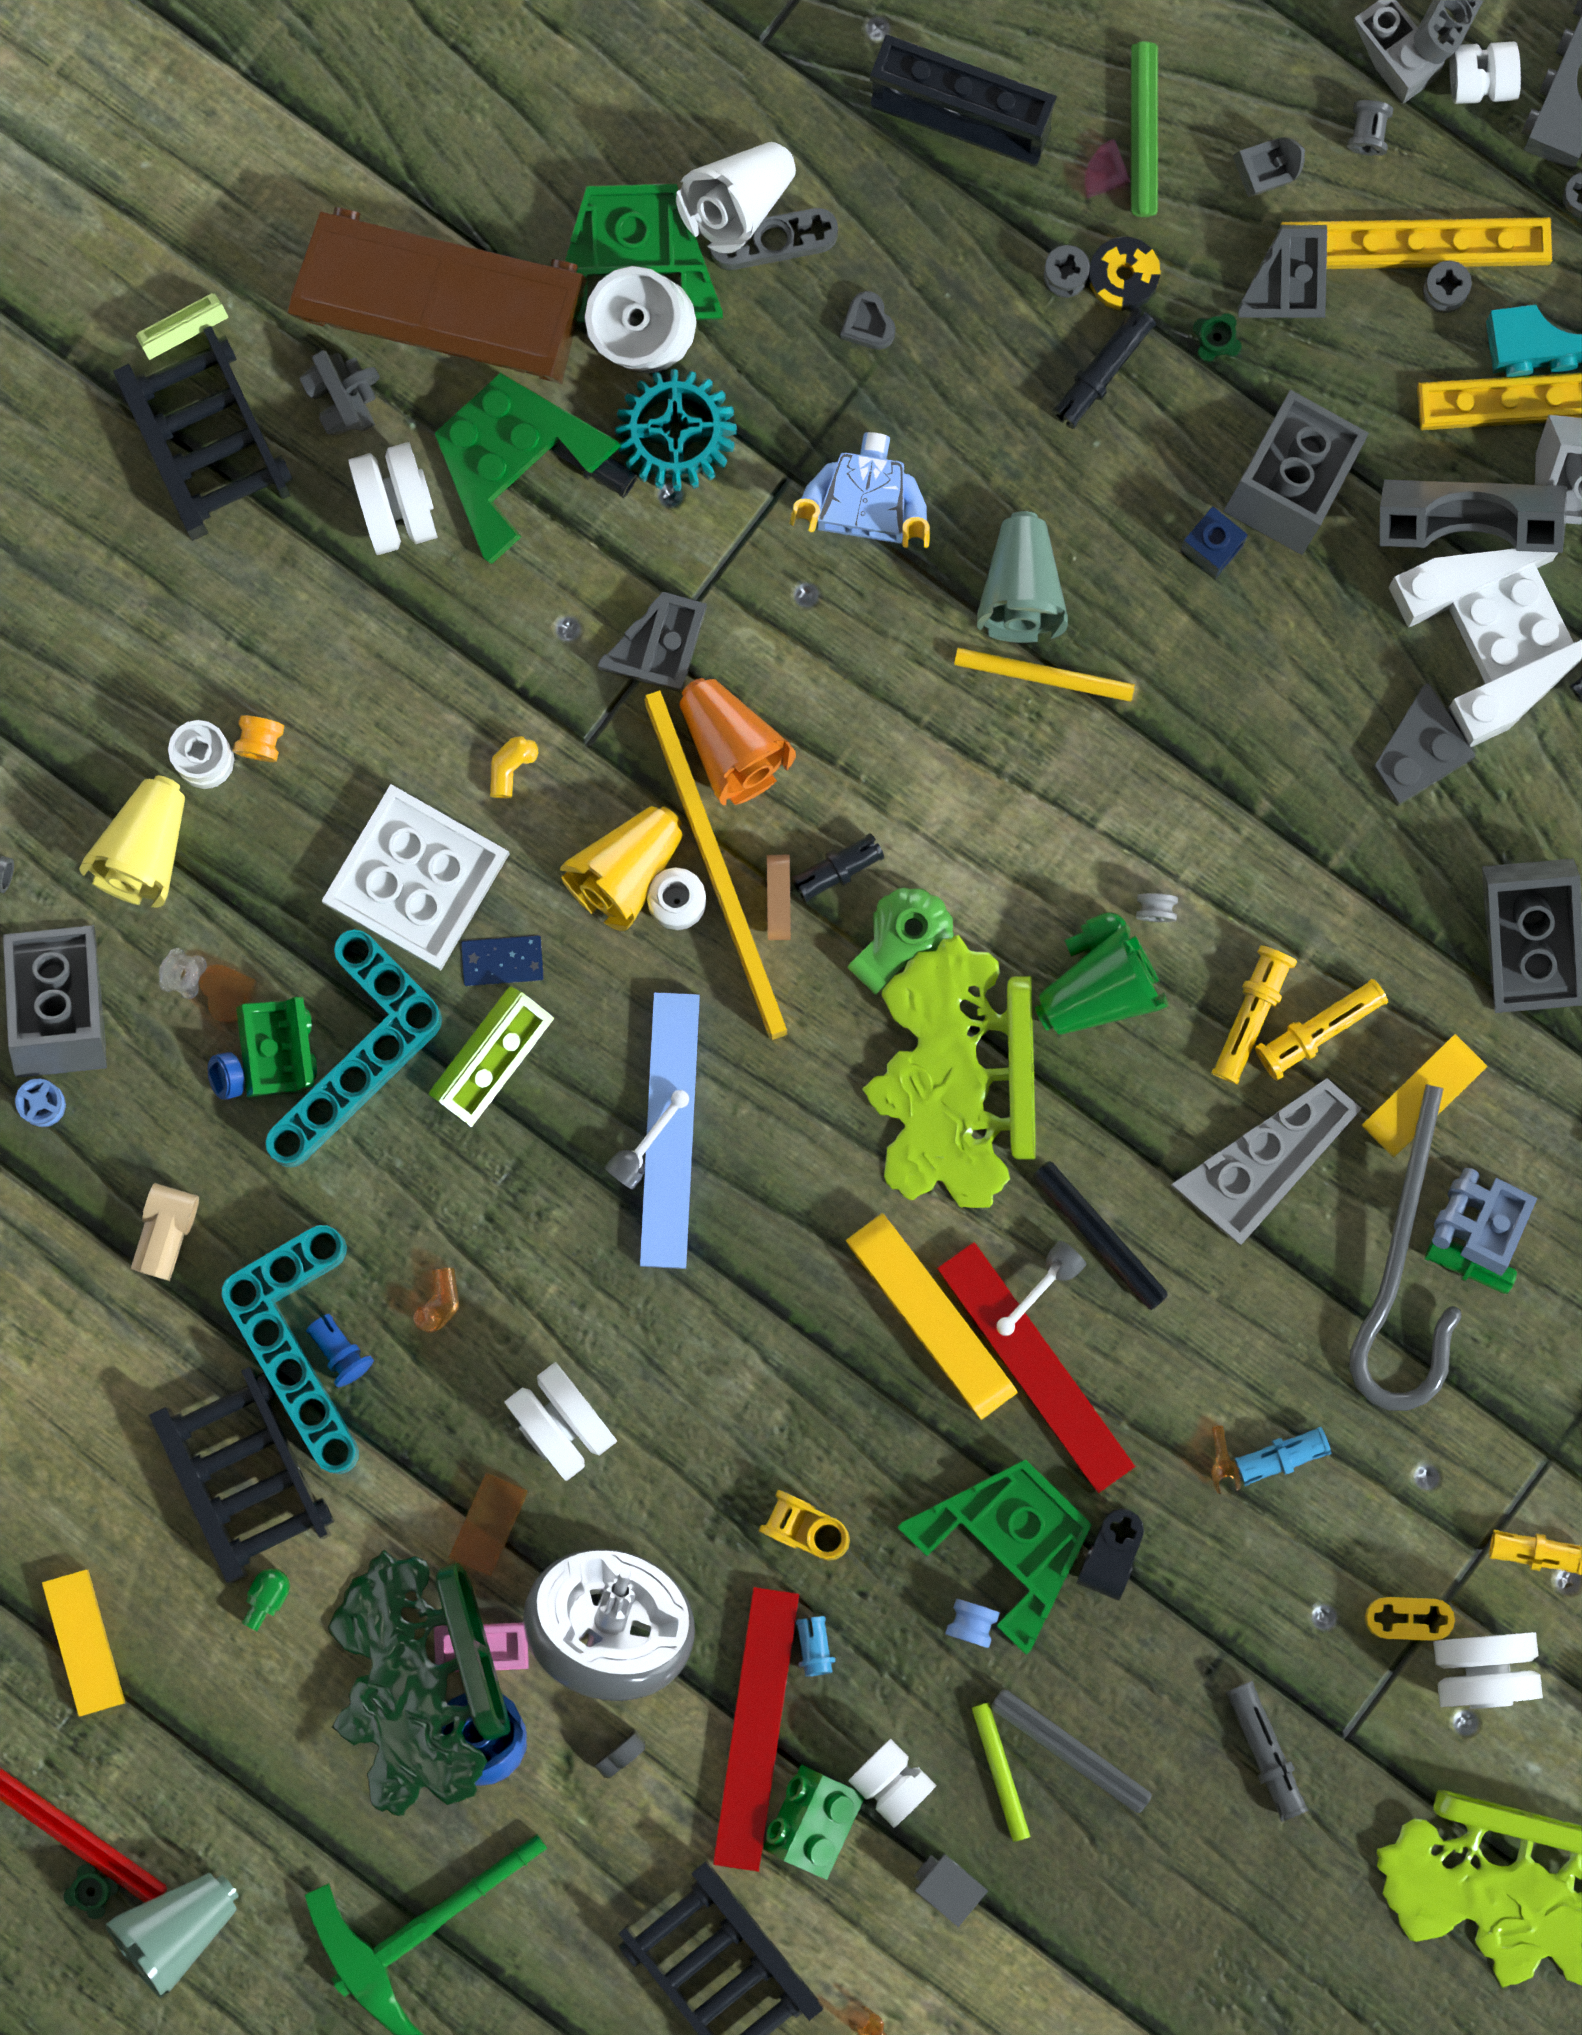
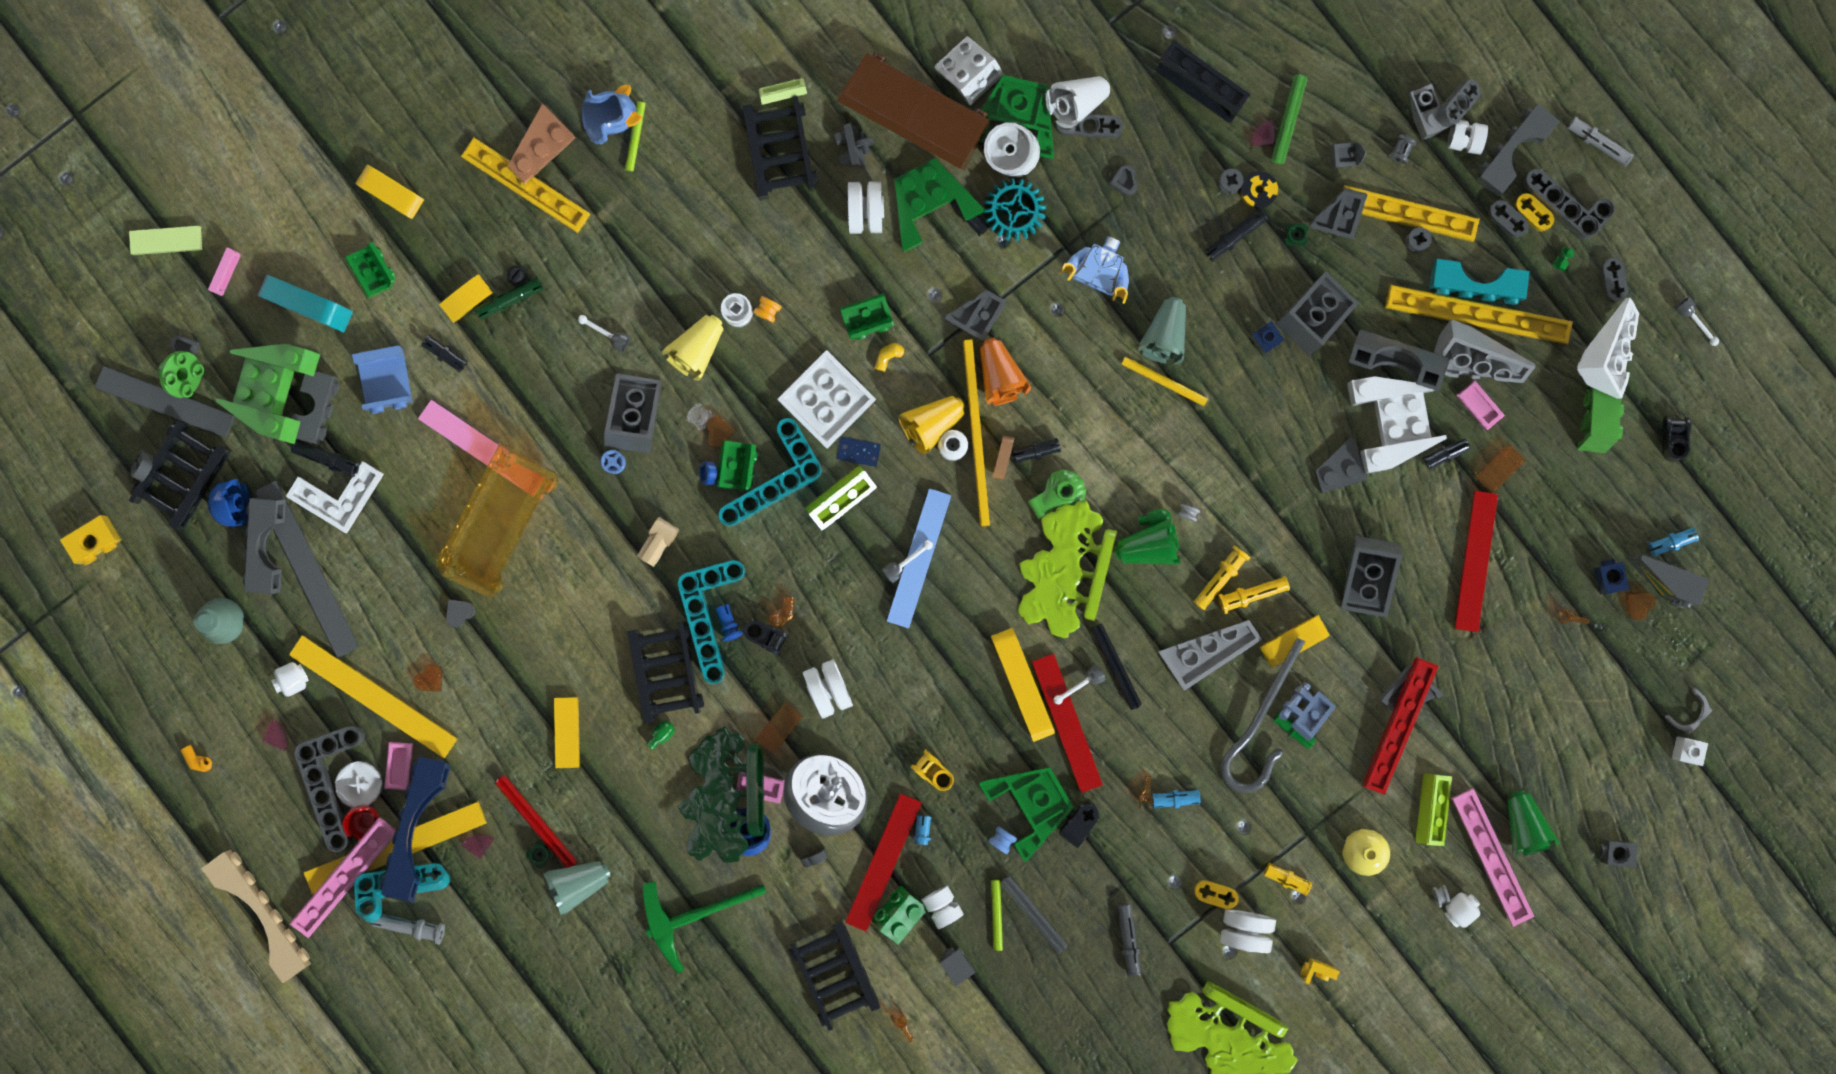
camera: 10 degrees right, 5 degrees up
(420, 1356) = (767, 637): none -> black piece
(450, 702) = (867, 317): none -> green bracket
(523, 195) = (969, 69): none -> white bracket

